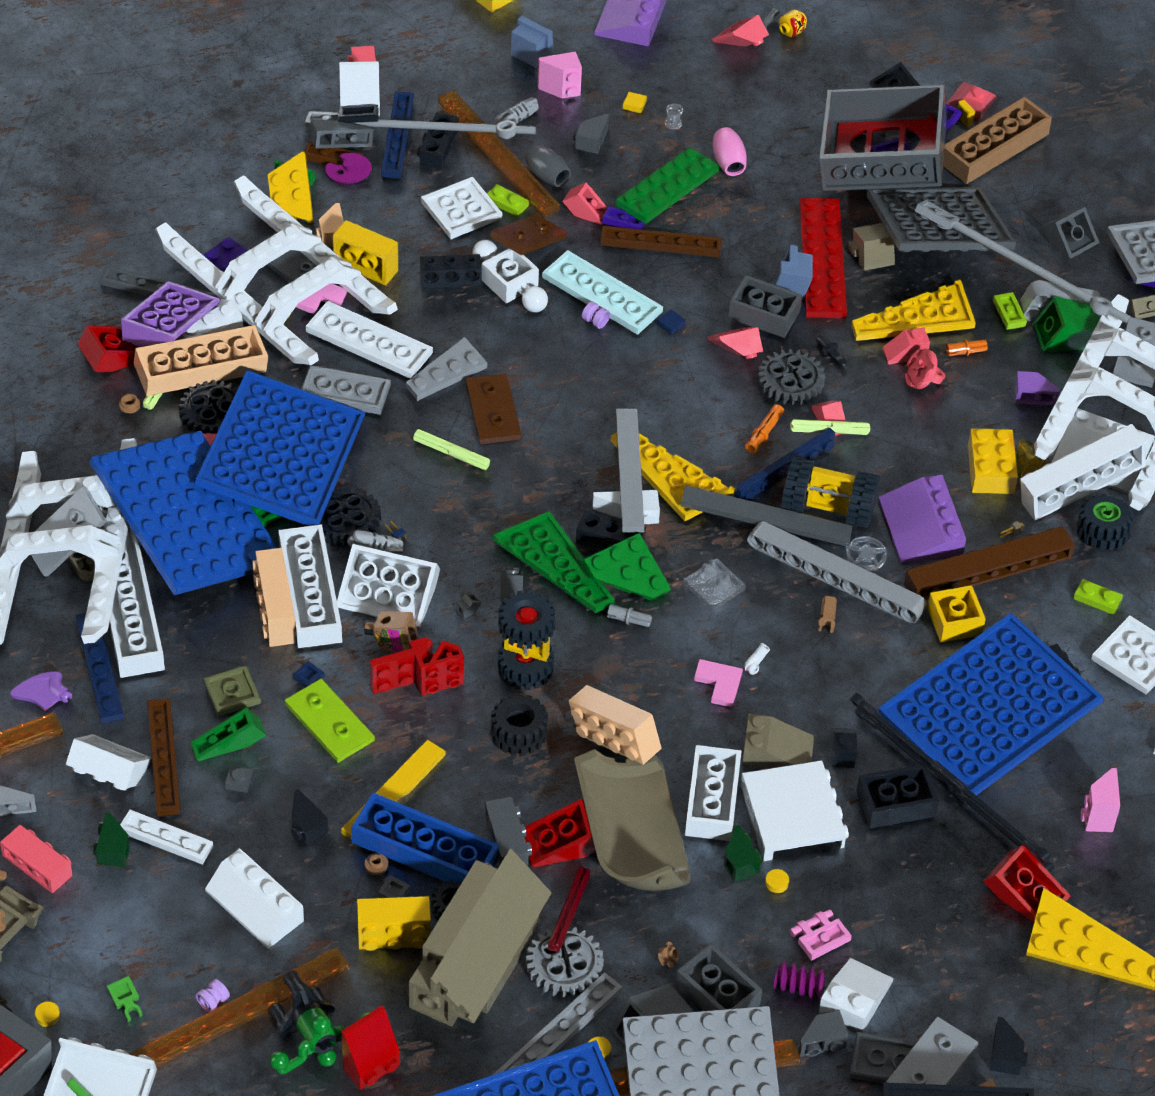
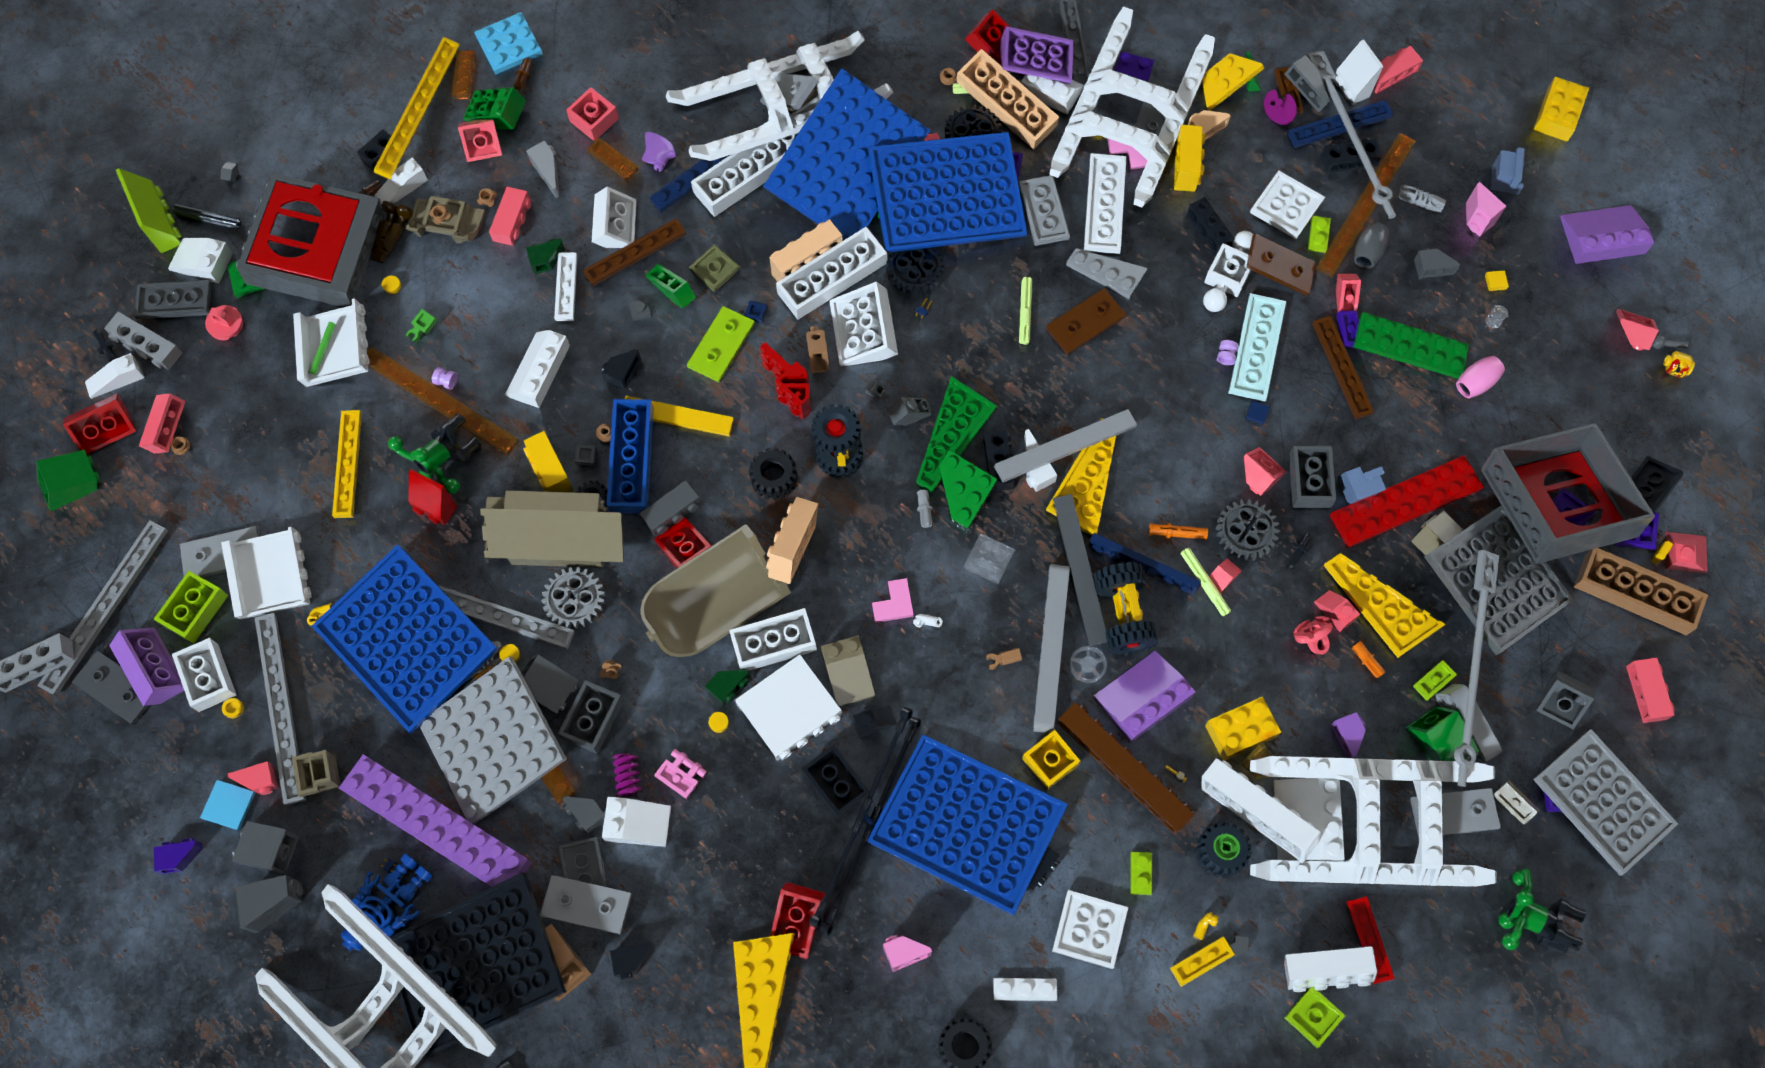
camera: 70 degrees right, 20 degrees up
(358, 114) = (1336, 84): black tile -> none
(376, 541) = (898, 299): light grey hinge -> none
(568, 909) = (614, 580): dark red axle -> none
(1089, 176) = (1650, 690): none -> coral brick

